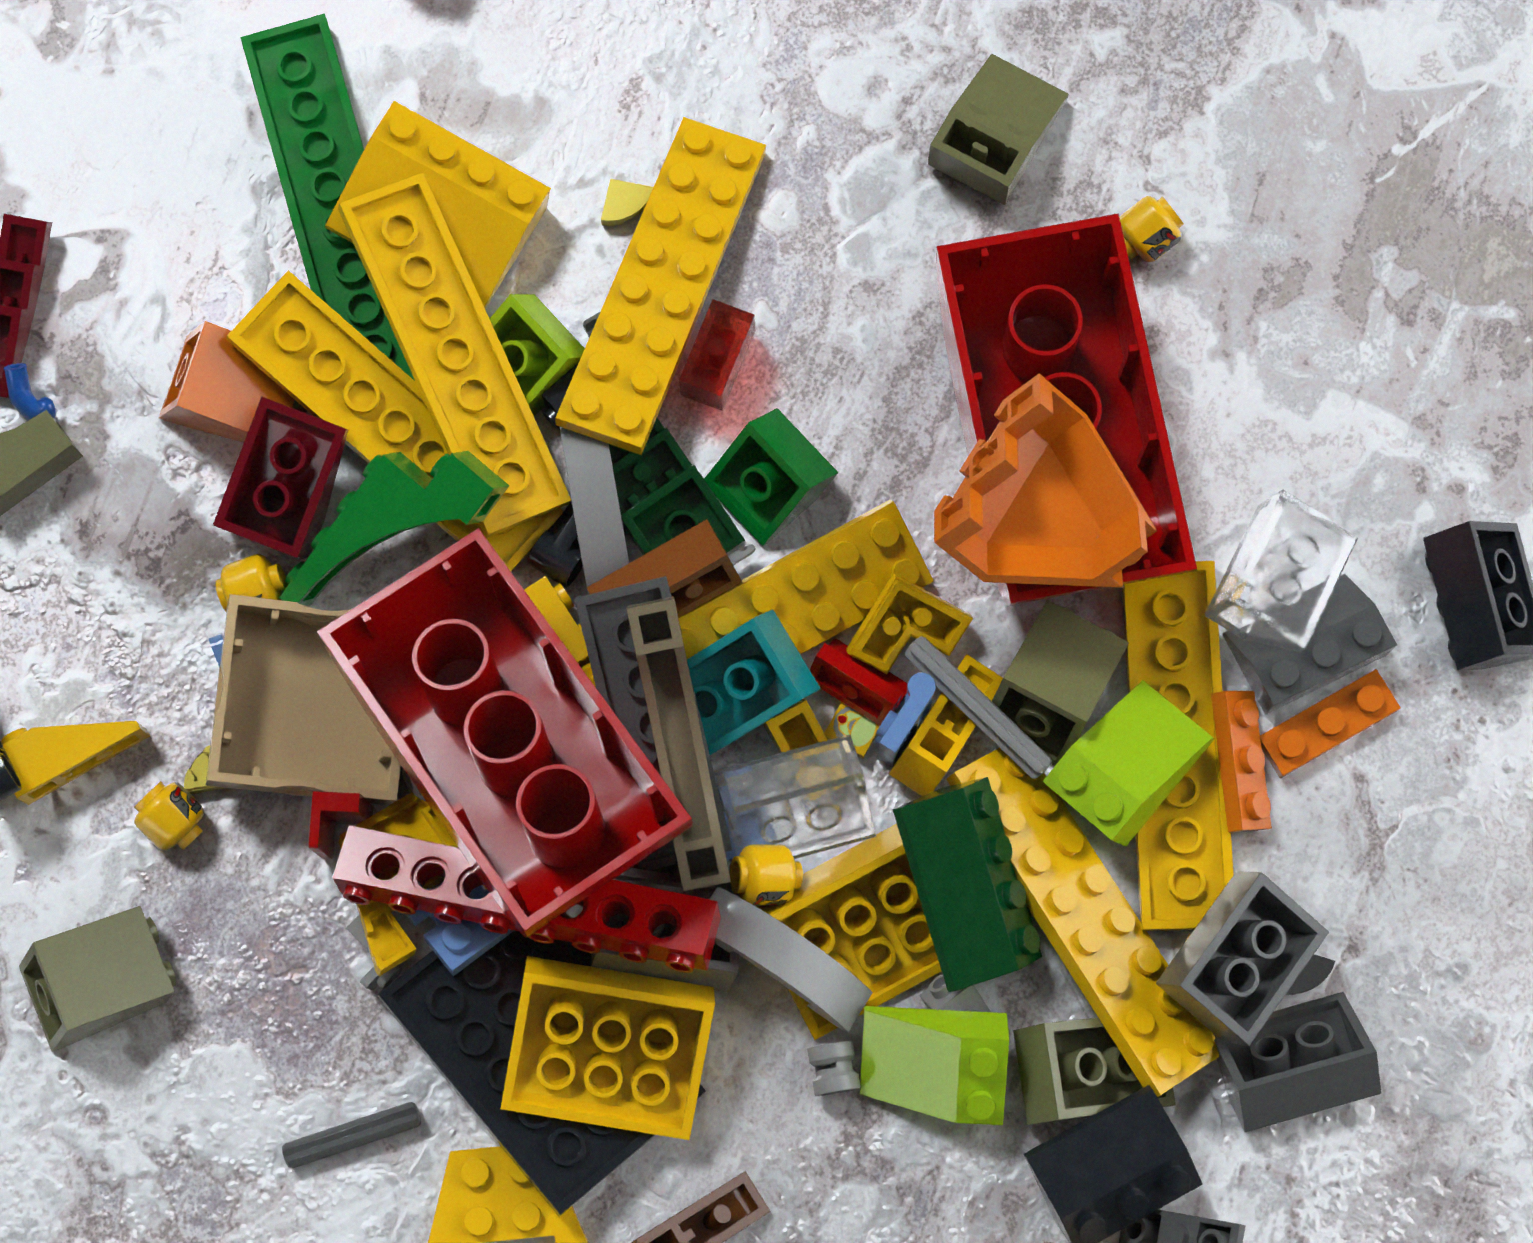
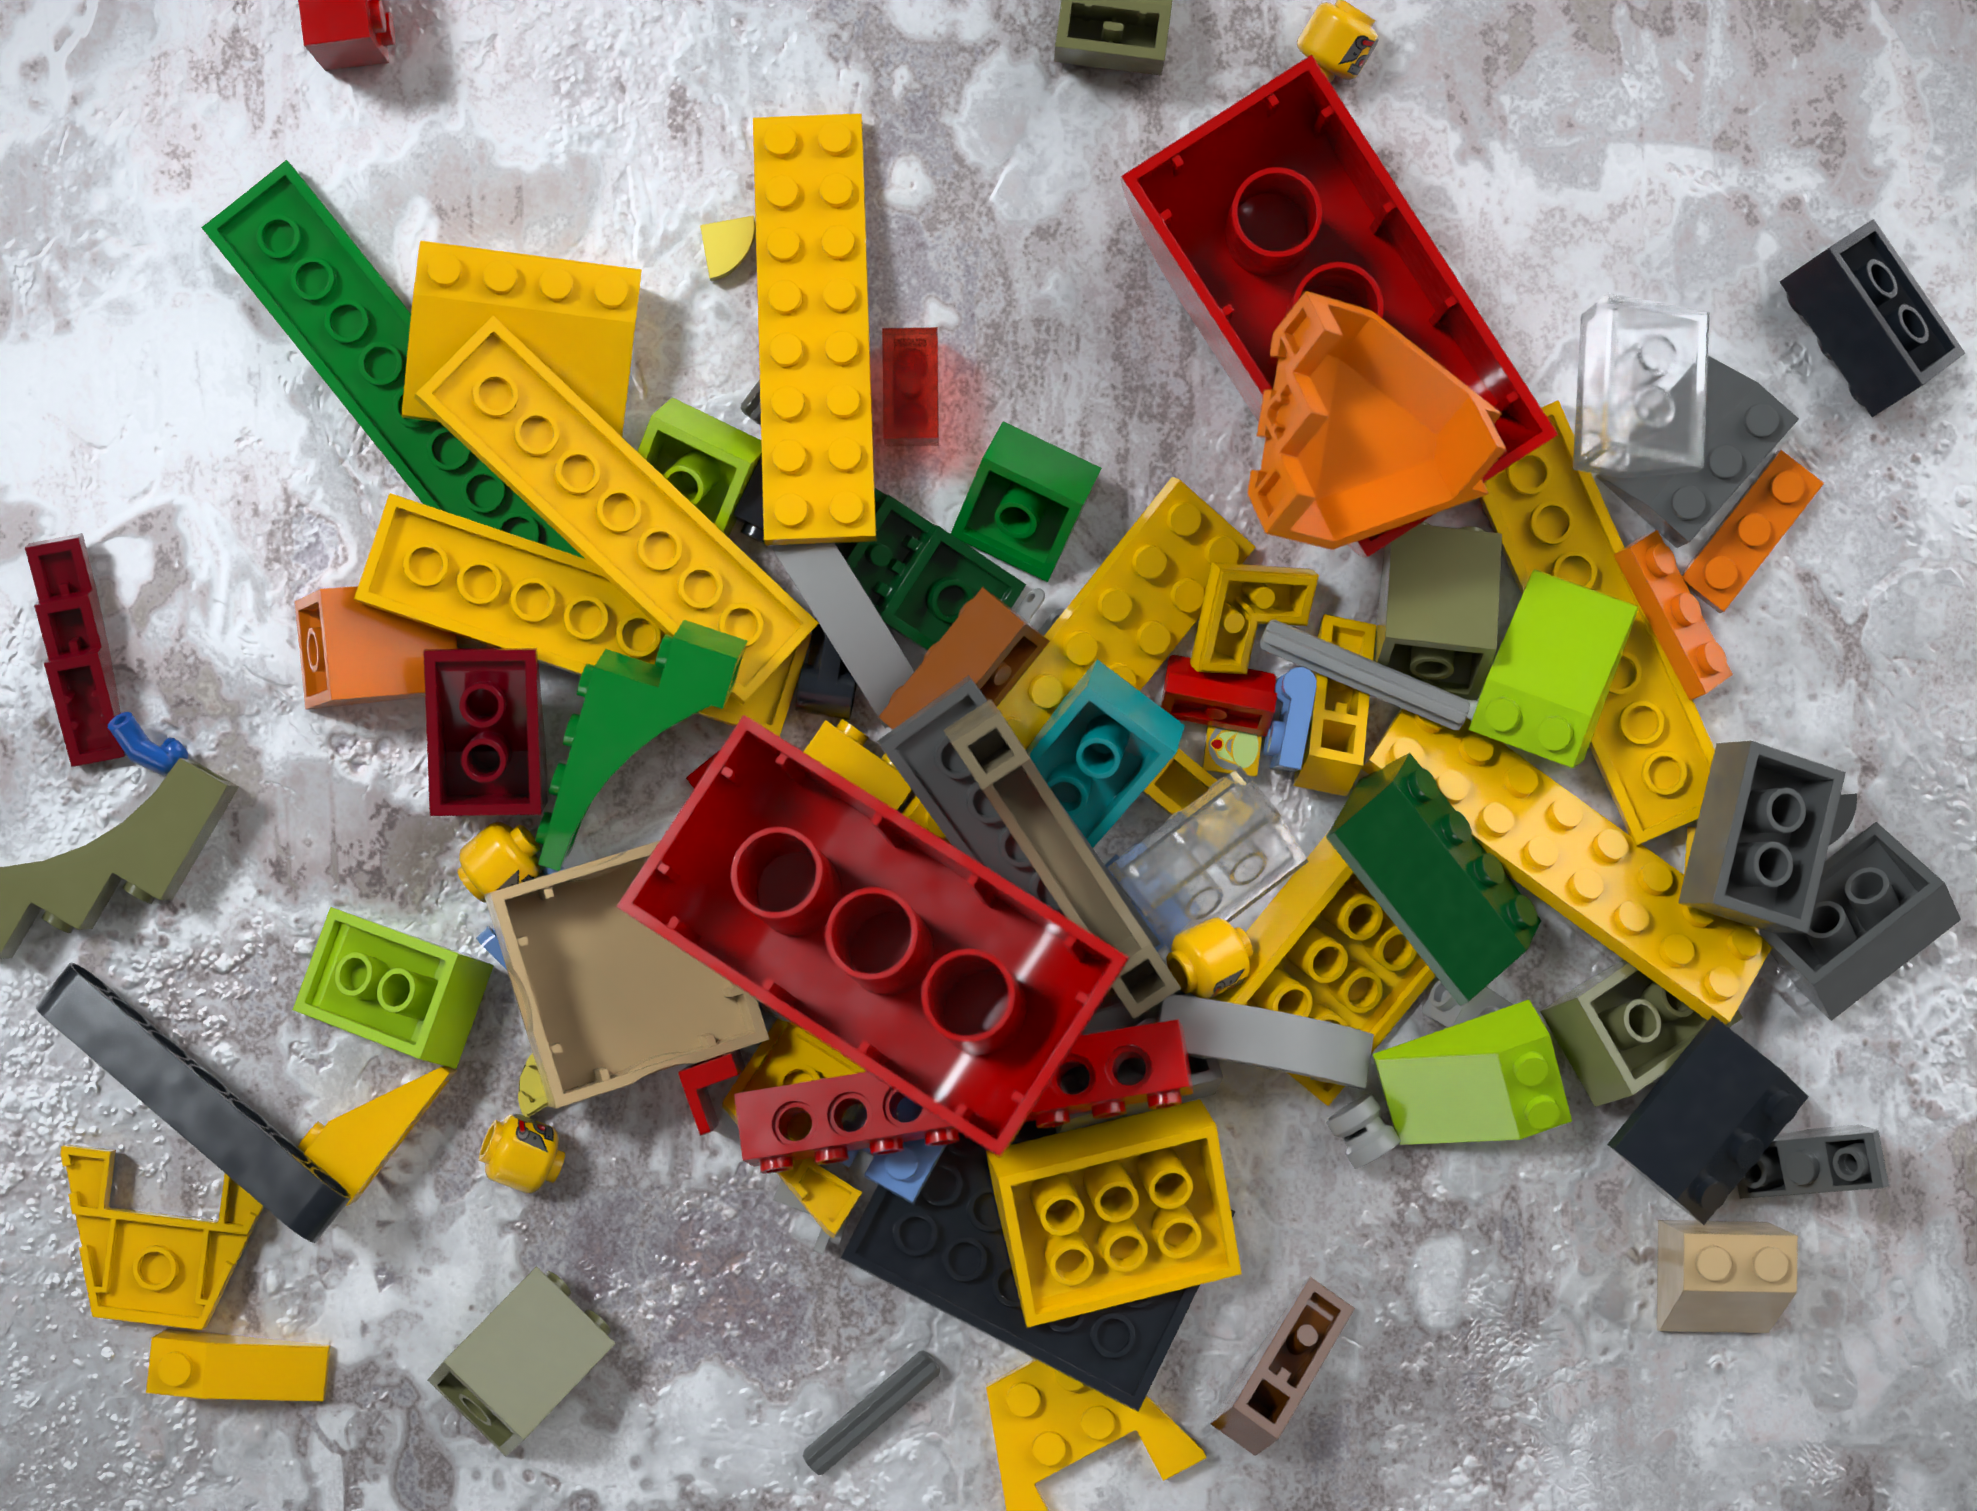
camera: 25 degrees left, 10 degrees up
(129, 650) = (393, 988): none -> lime slope

